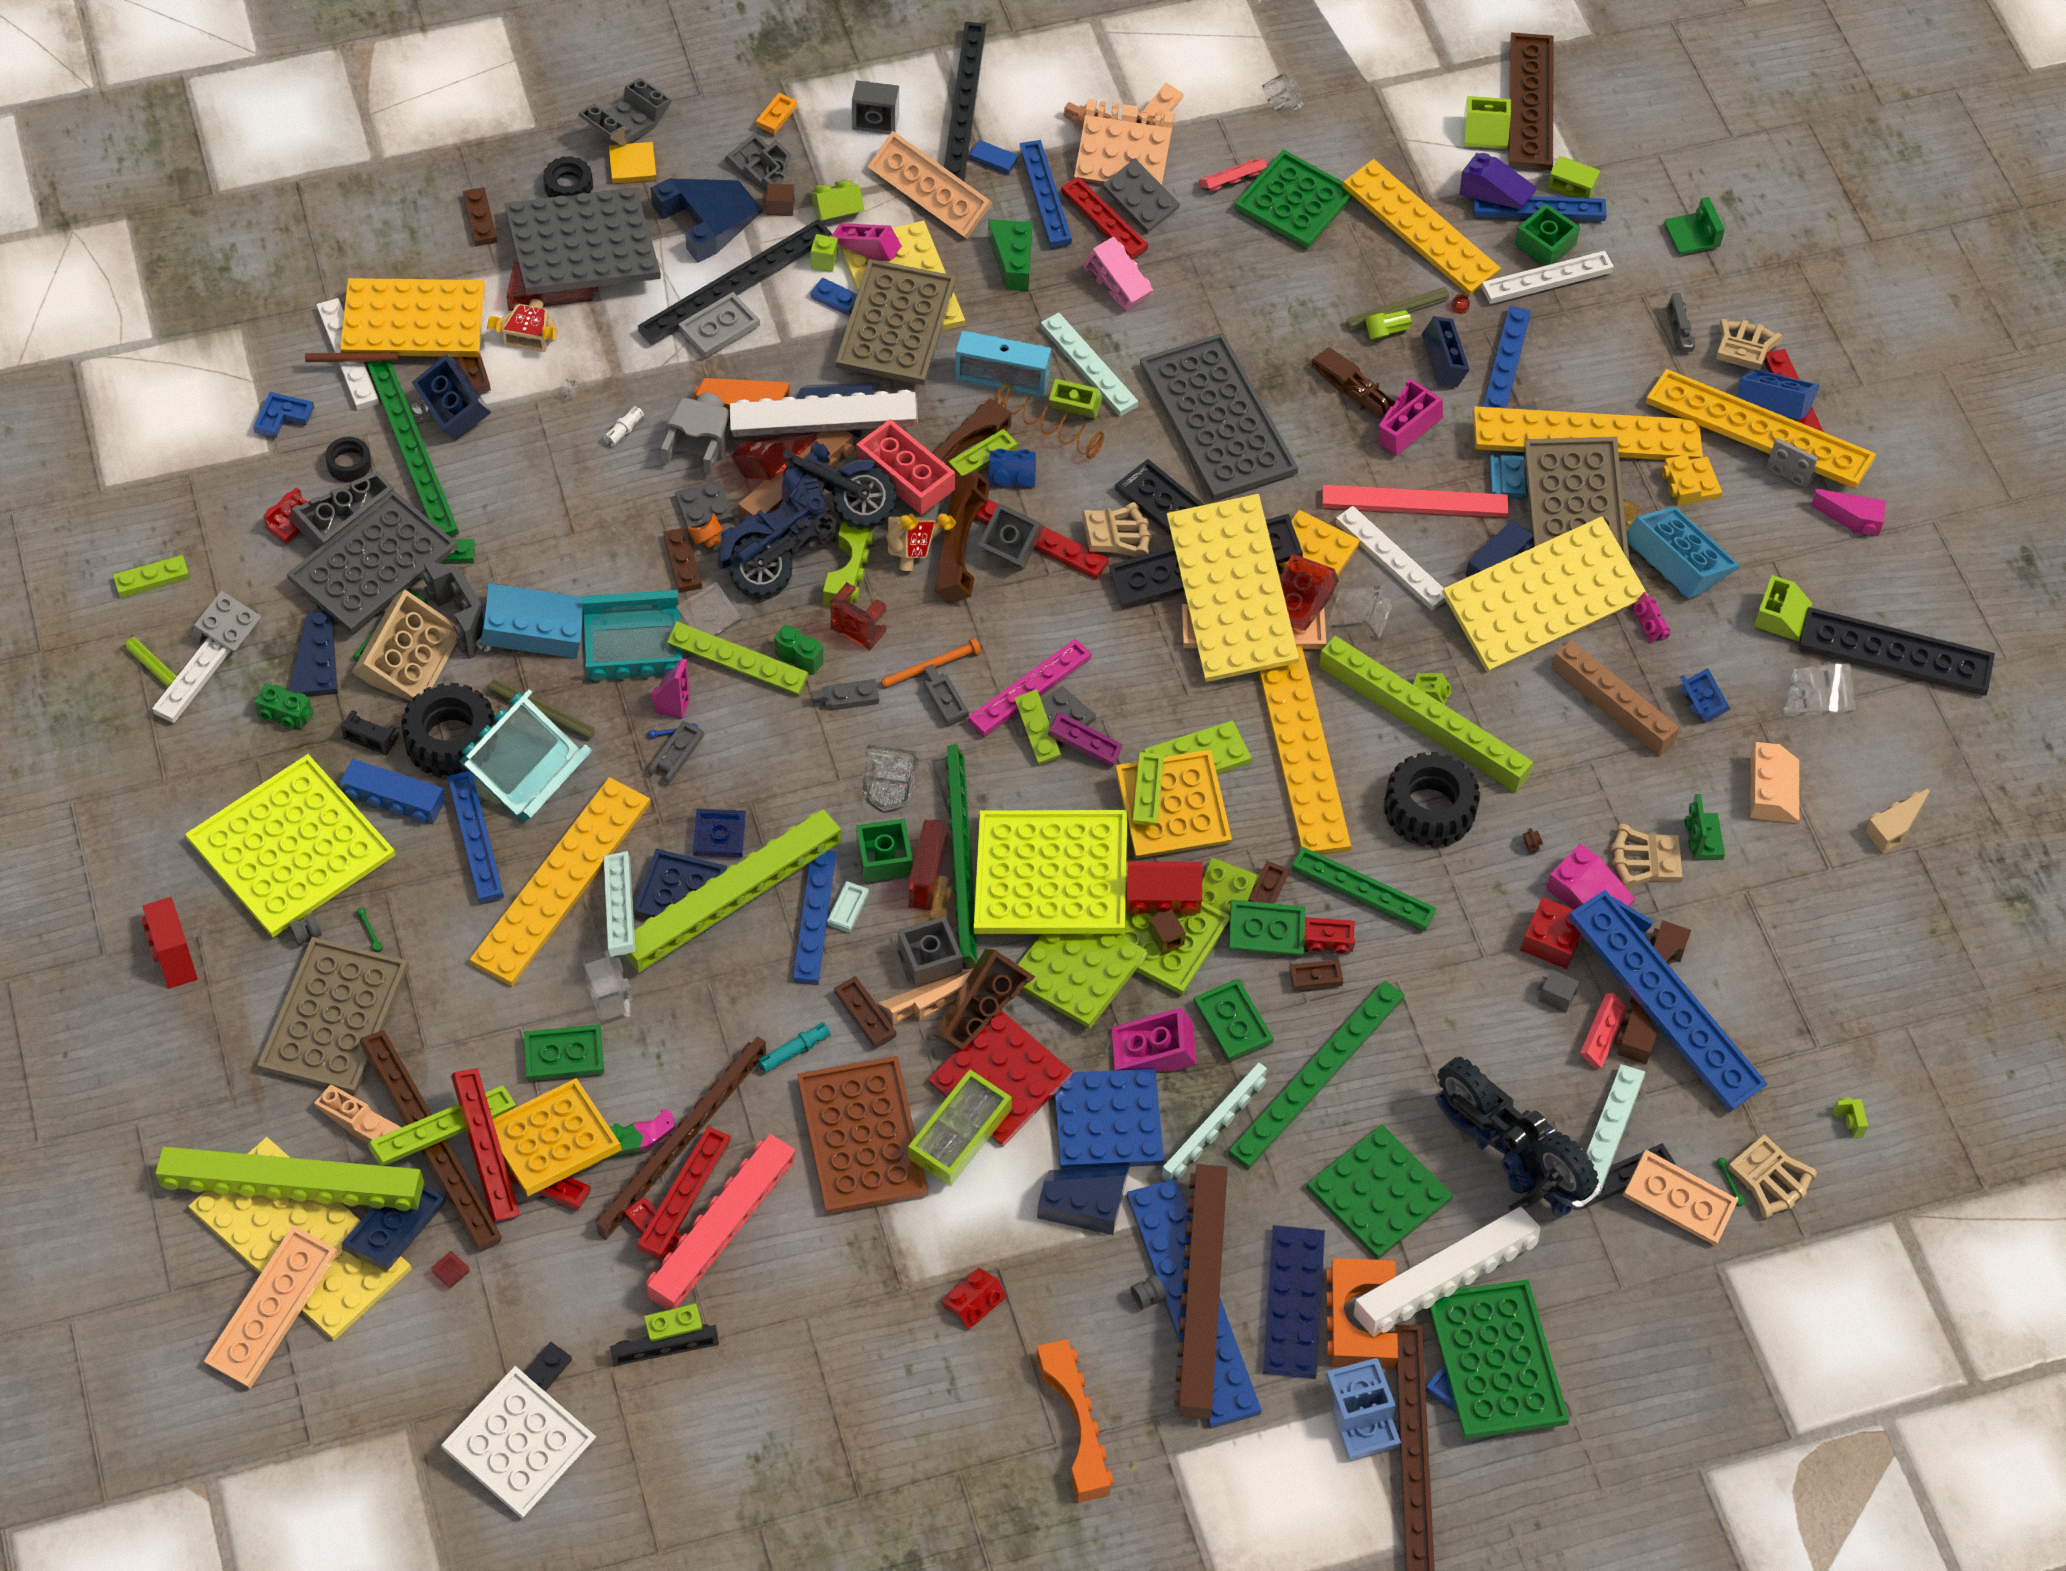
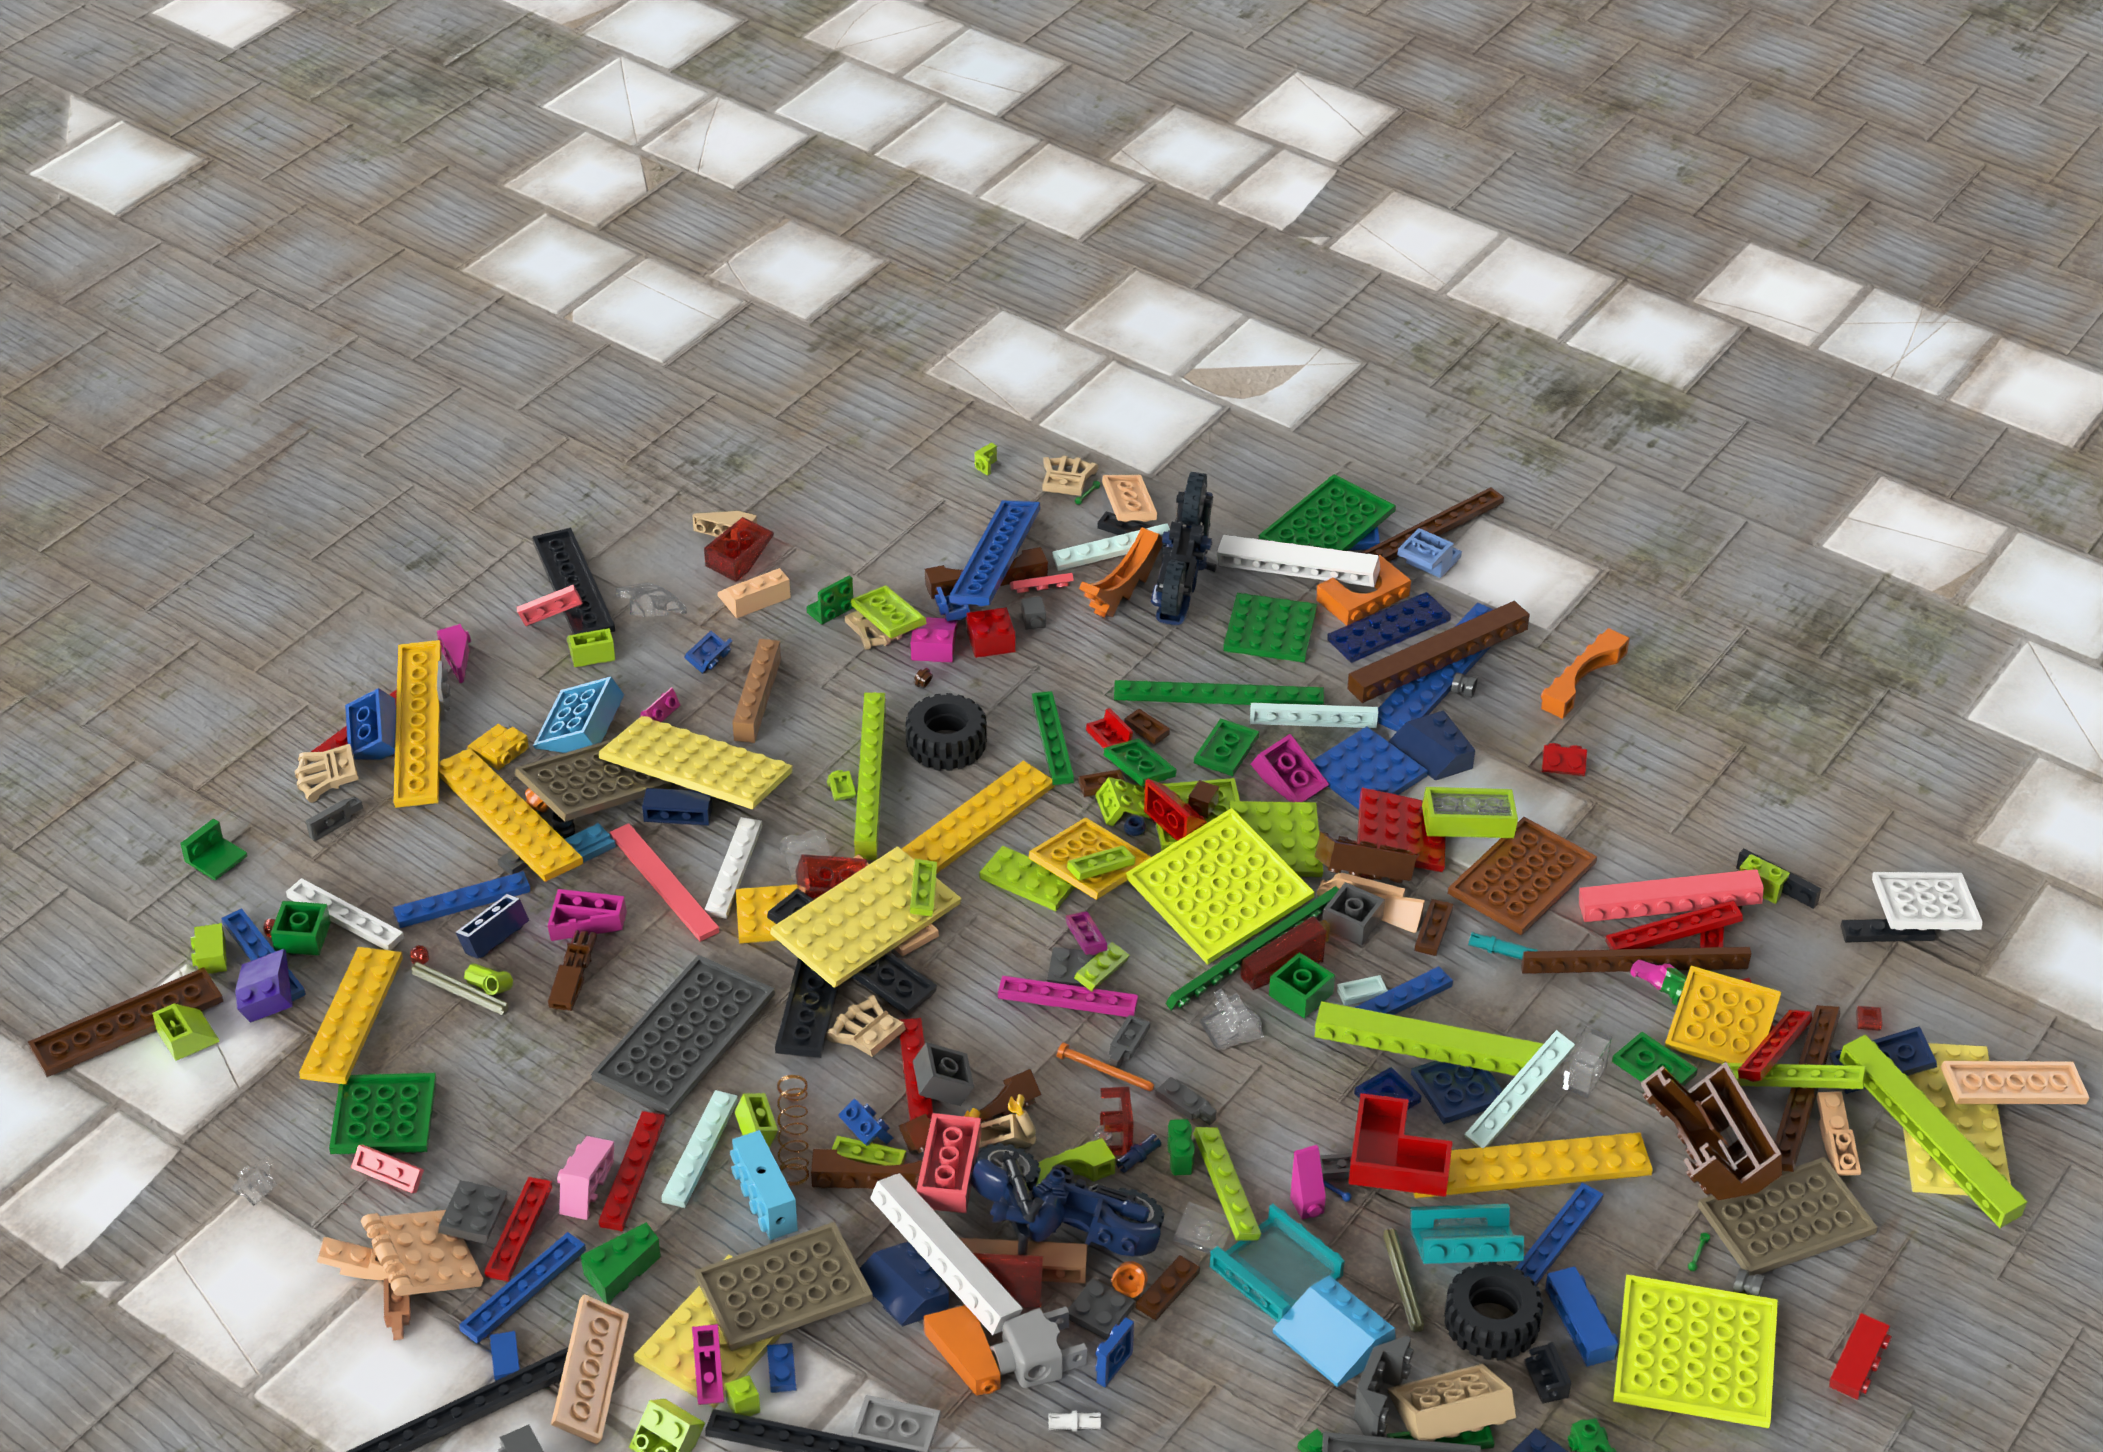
camera: 125 degrees left, 15 degrees down
(426, 1006) = (1702, 1119): none -> reddish brown wedge
(648, 471) = (1114, 1352): none -> blue plate
(648, 757) = (1393, 1160): none -> red piece
(822, 623) = (1138, 1153): none -> dark blue pin
(1104, 313) = (632, 1171): none -> red plate
(1225, 636) = (923, 887): none -> lime plate
(1529, 1064) = (1120, 583): none -> orange arch
(1643, 856) = (888, 611): none -> lime tile
(1843, 794) = (737, 549): none -> clear red slope
(1864, 603) = (549, 605): none -> coral plate

